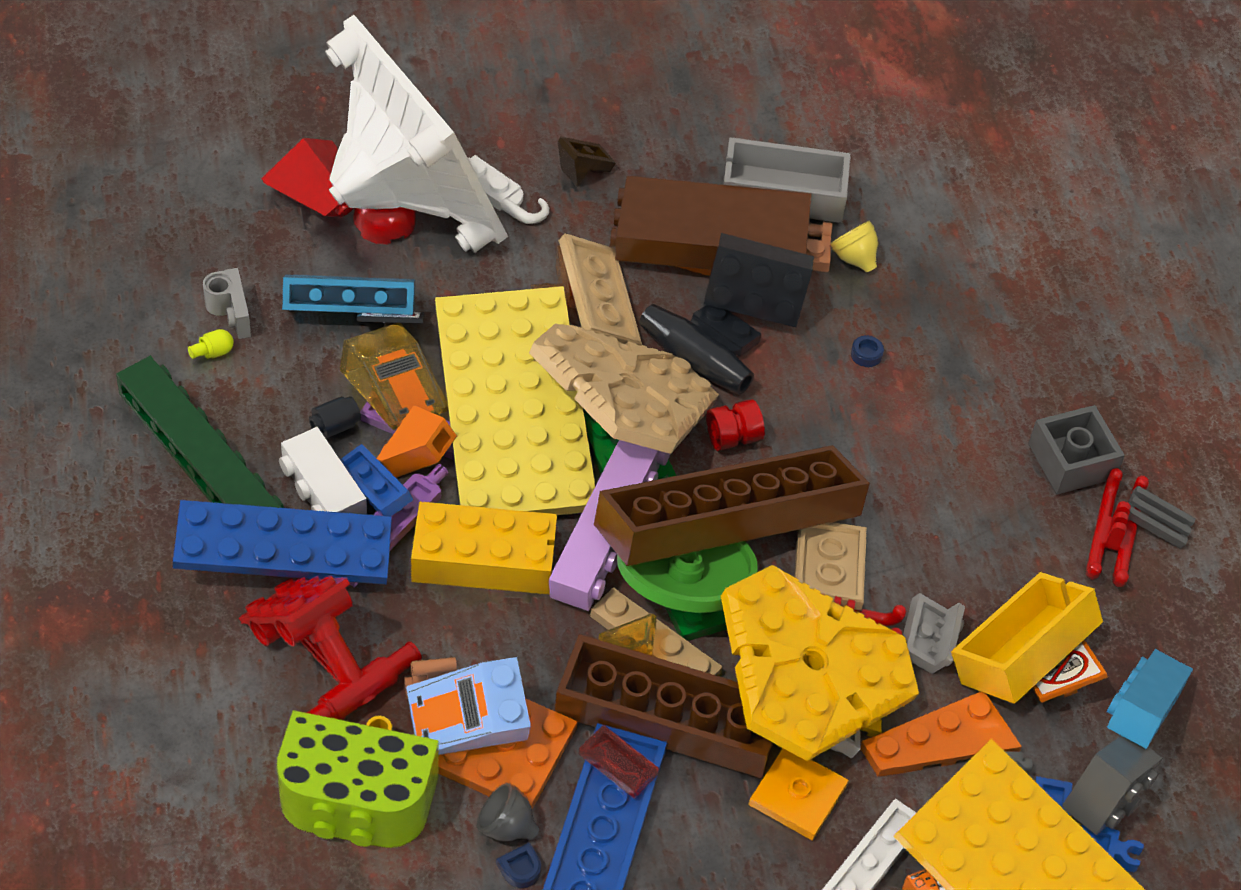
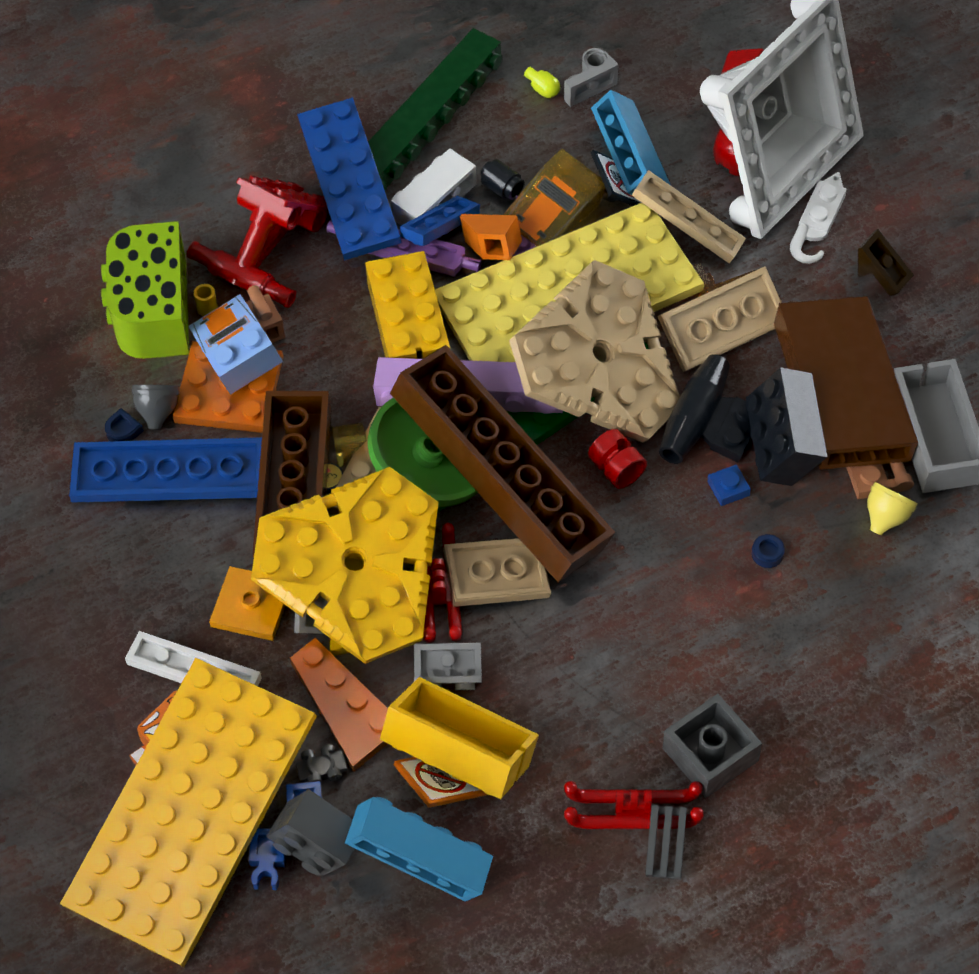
camera: 80 degrees right, 5 degrees up
(468, 275) = (688, 216): none -> tan plate
(618, 761) = (227, 459): clear red tile -> none
(785, 356) = (728, 485): none -> blue plate

